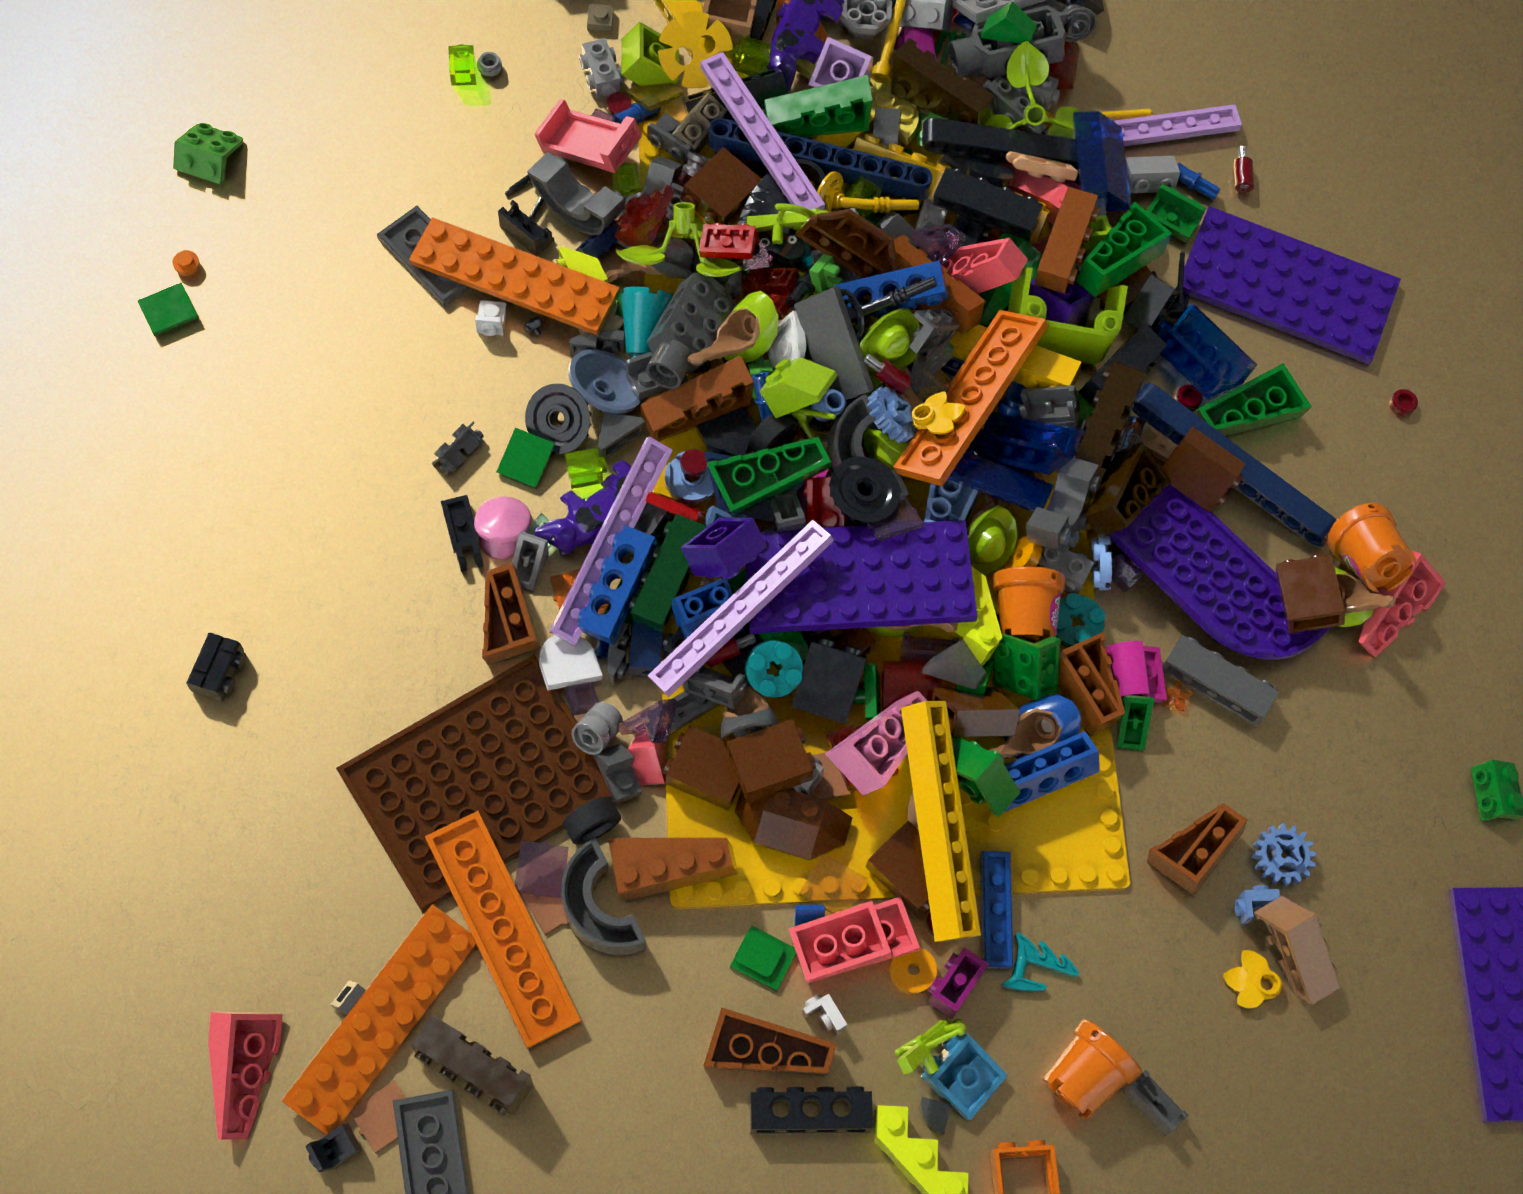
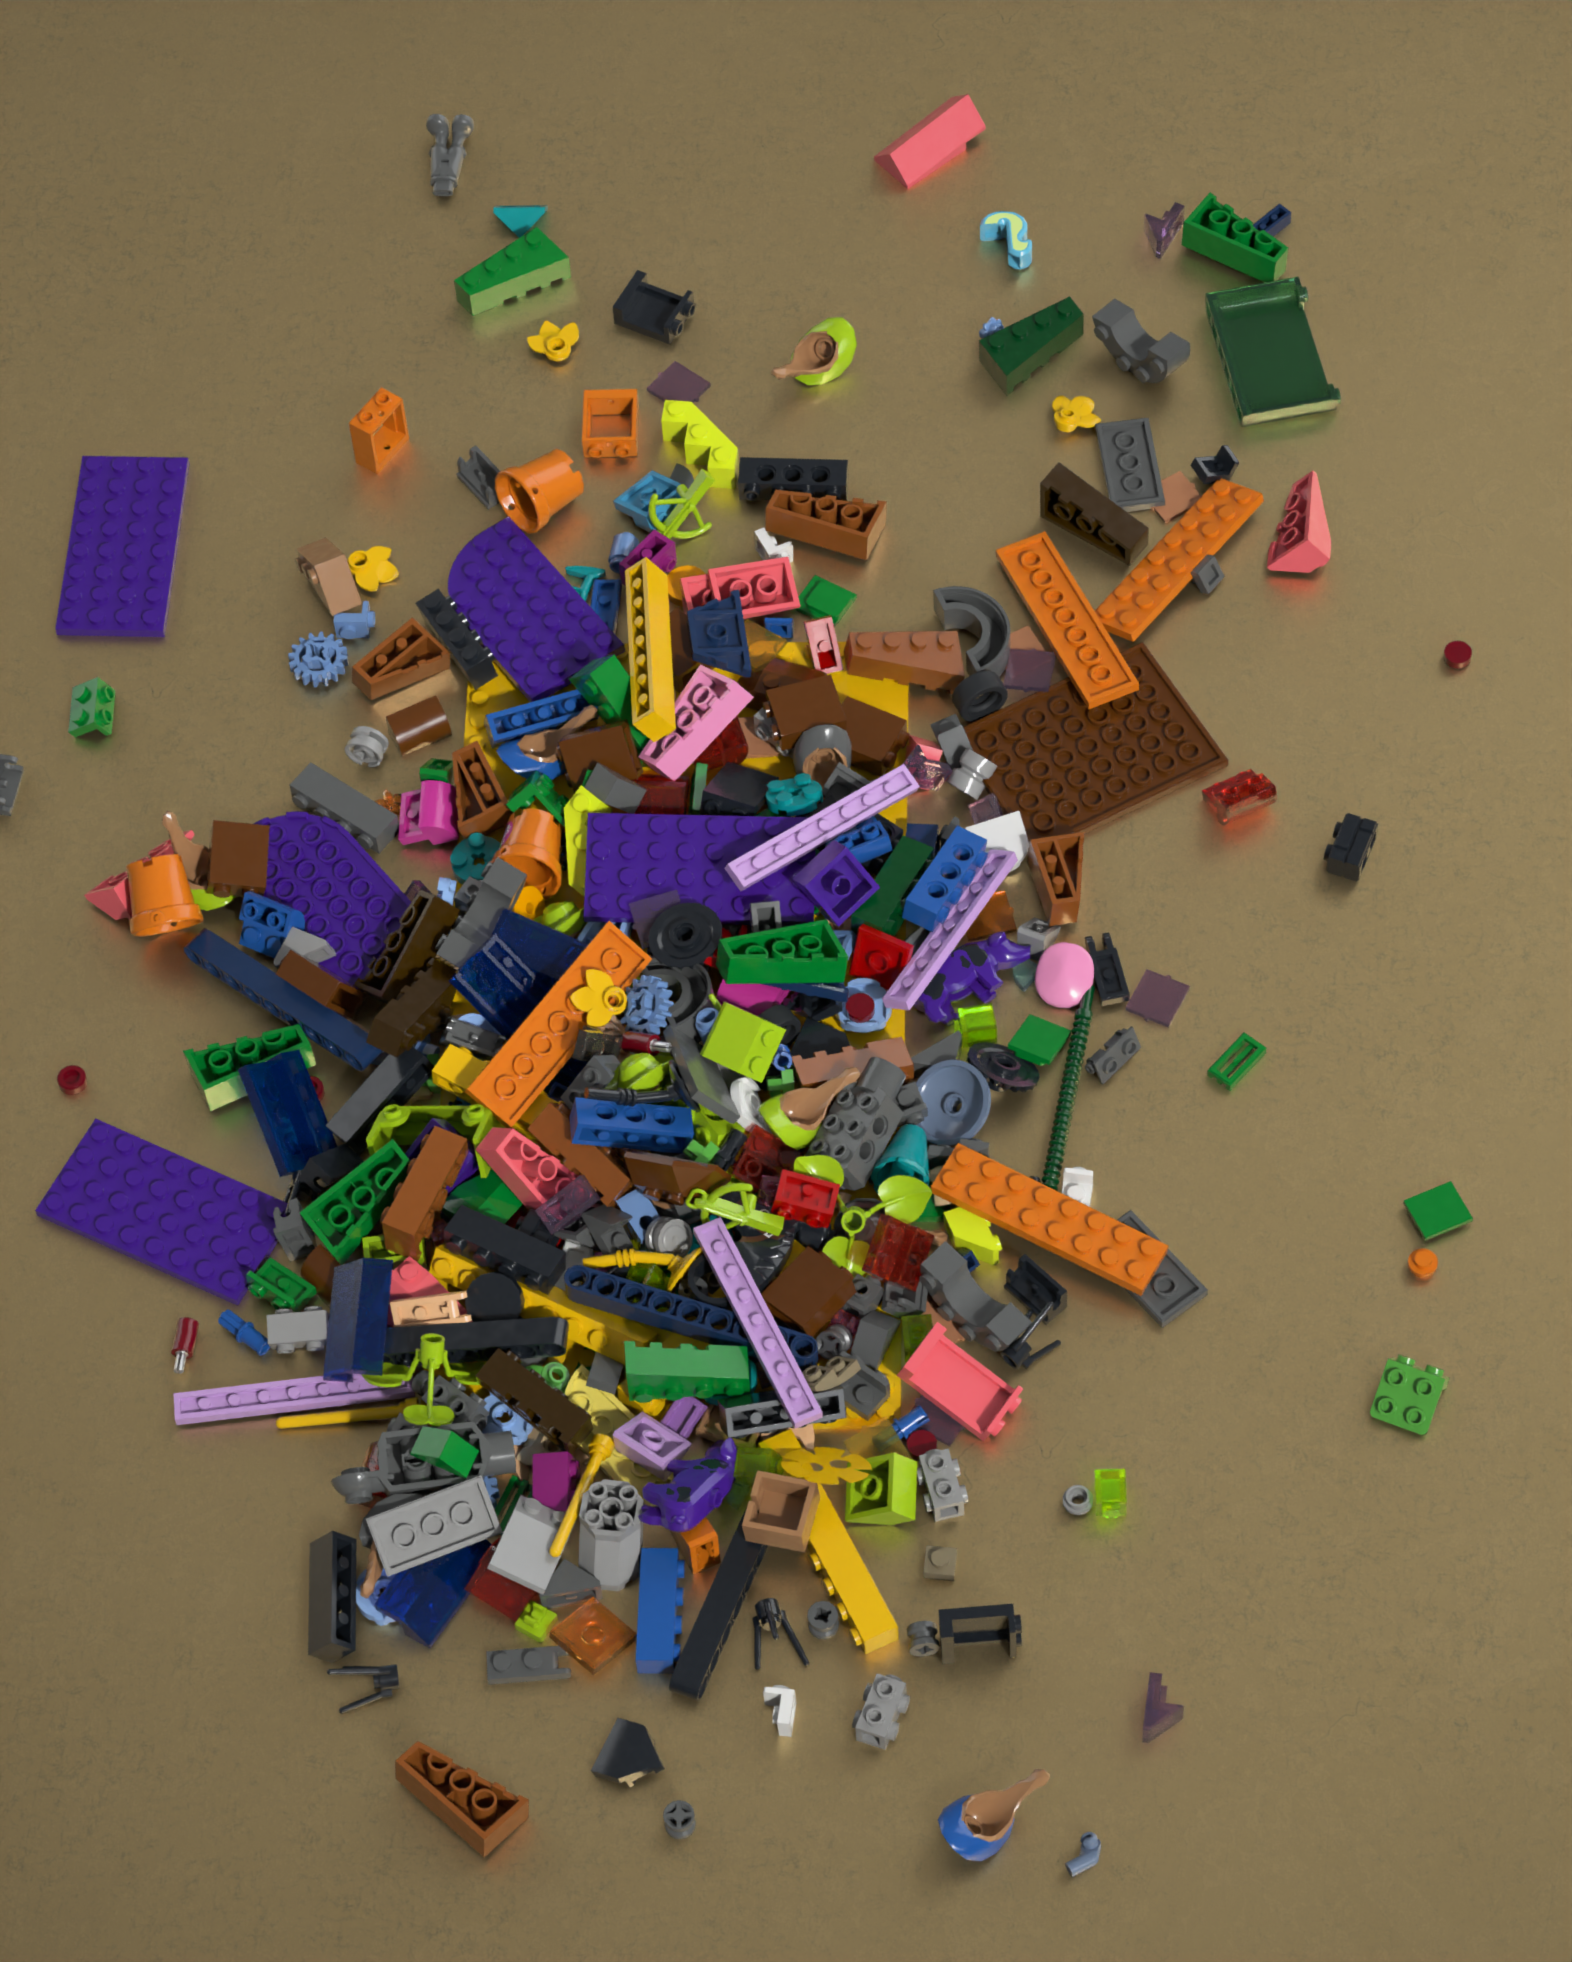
camera: 165 degrees left, 10 degrees down
(84, 909) = (1457, 654): none -> dark red tile
(325, 718) = (1240, 796): none -> clear red brick
(349, 454) = (1222, 1077): none -> green tile
(414, 511) = (1157, 998): none -> piece
(503, 387) = (1067, 1095): none -> dark green hose
(759, 875) = (823, 645): none -> slope
(869, 864) = (720, 635): none -> dark blue wing
(986, 1004) = (621, 547): none -> medium blue brick
(1080, 919) = (526, 611): none -> dark purple plate
(1146, 874) = (454, 635): none -> black brick
(1165, 779) = (418, 726): none -> reddish brown brick
(1180, 233) = (294, 1232): none -> dark grey hinge
(1212, 746) = (366, 746): none -> light grey wheel
(1223, 513) = (306, 945): none -> light grey slope
(1261, 539) = (267, 923): none -> blue brick
(1291, 1137) = (370, 449): none -> orange window

